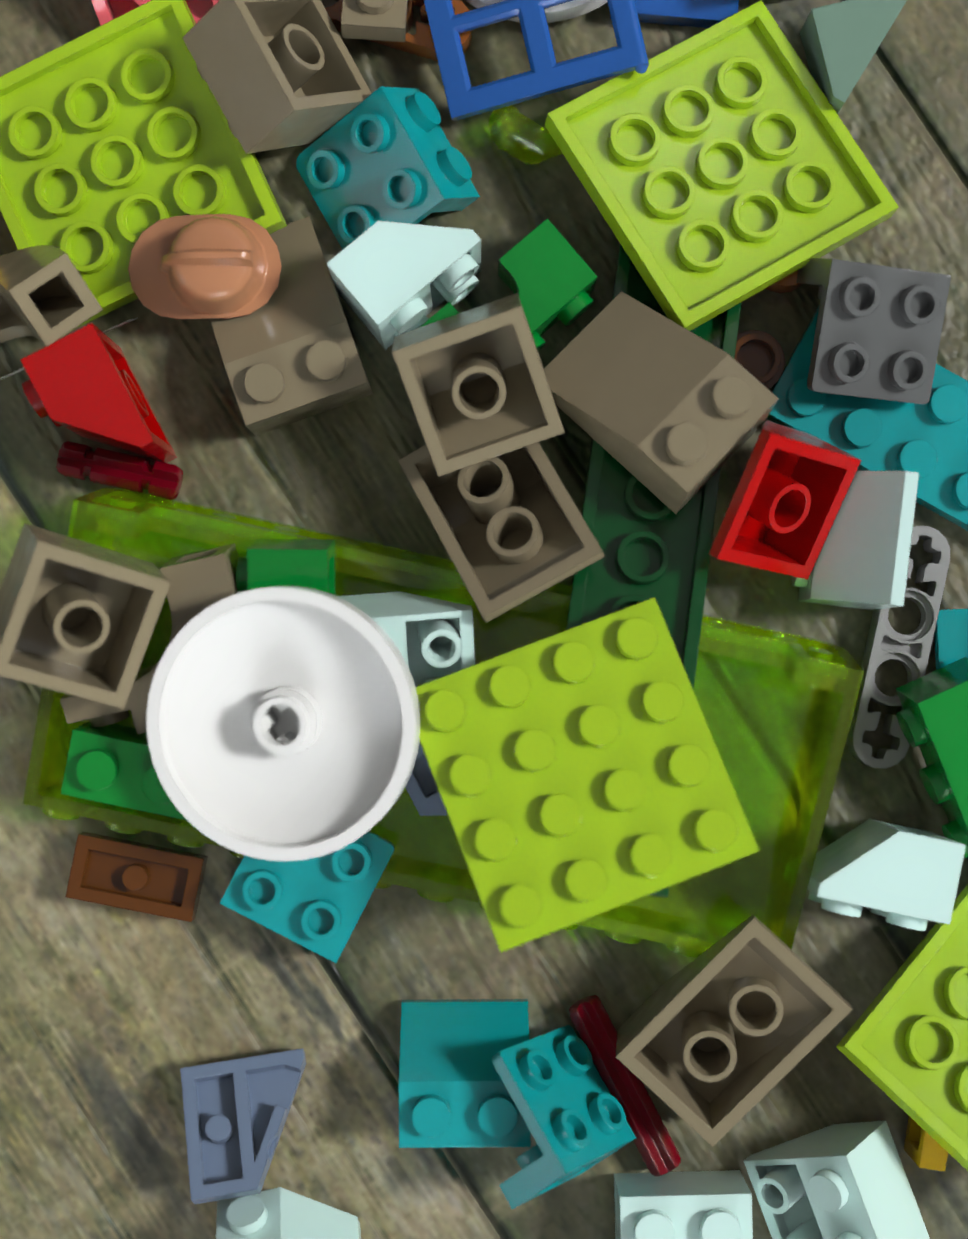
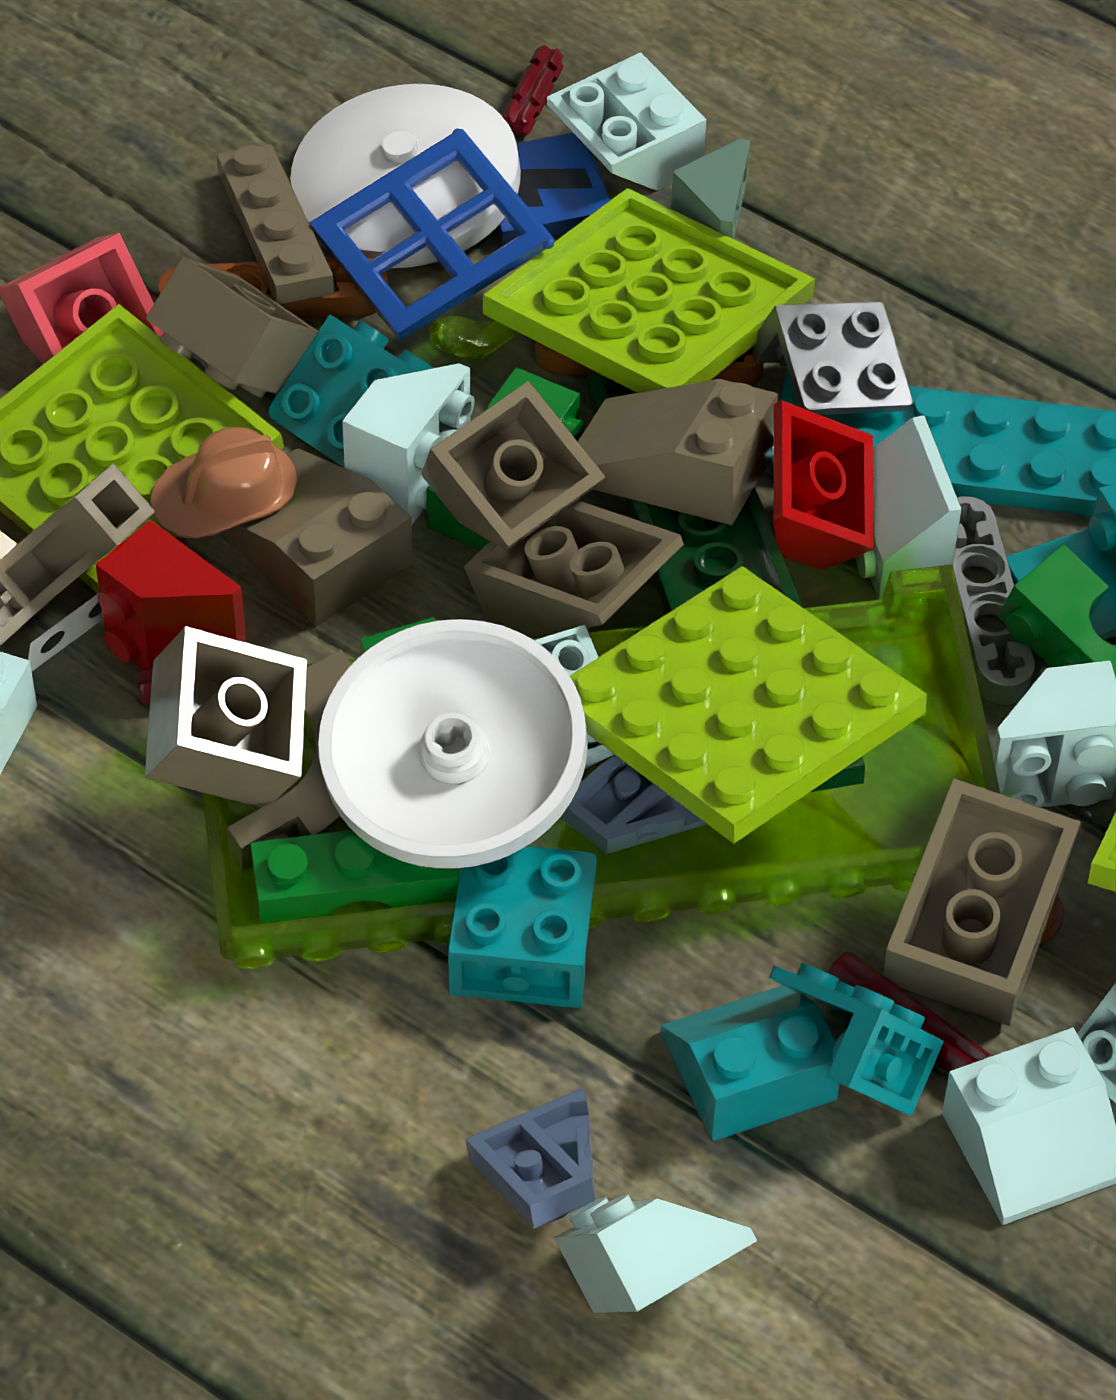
camera: 20 degrees left, 35 degrees down
(136, 876) = (352, 993): reddish brown plate -> none

